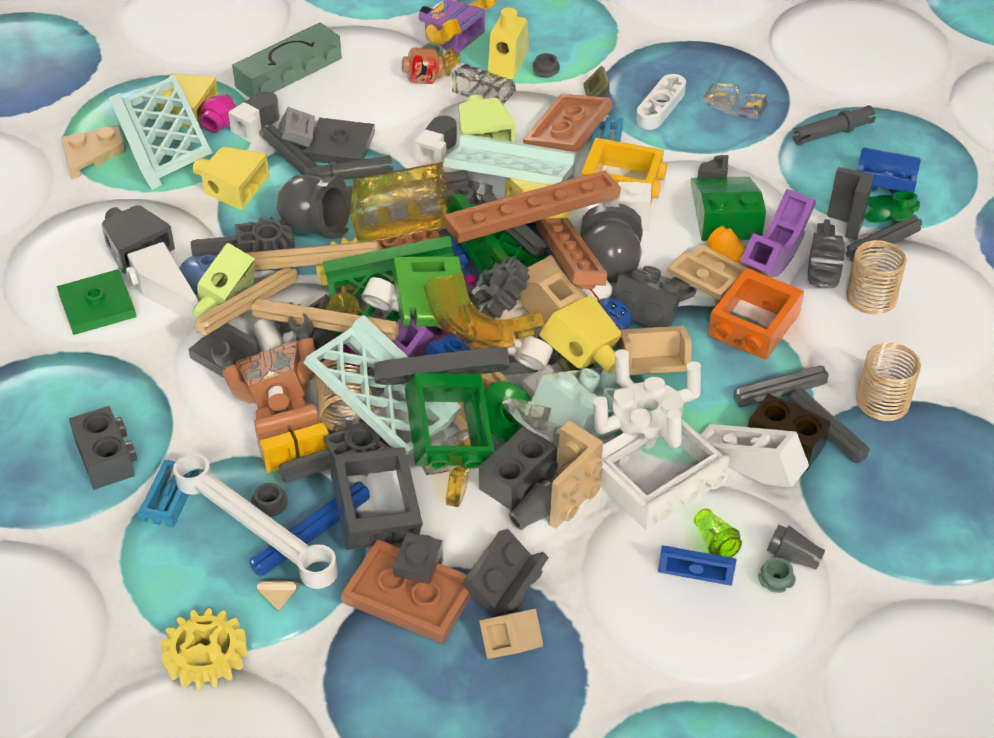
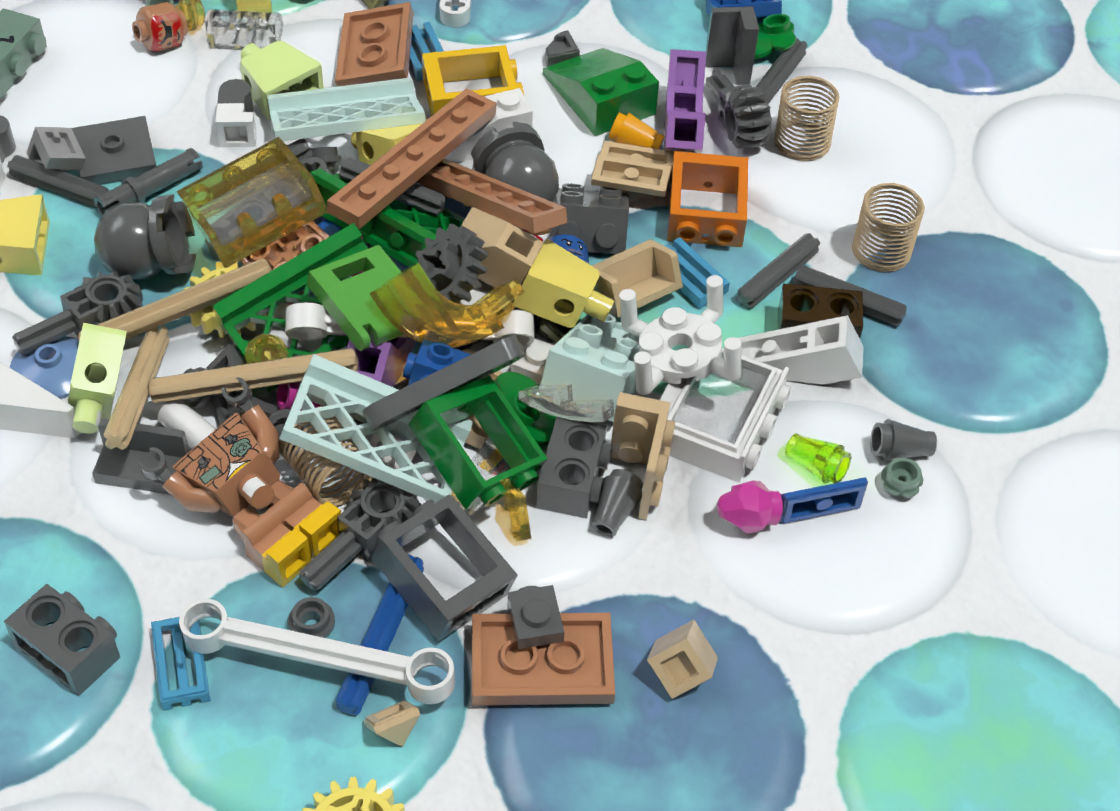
camera: 30 degrees left, 5 degrees up
(504, 574) = (637, 595): dark grey bracket -> none
(633, 546) = (751, 506): none -> dark pink rock
(719, 361) = (694, 270): none -> dark azure tile

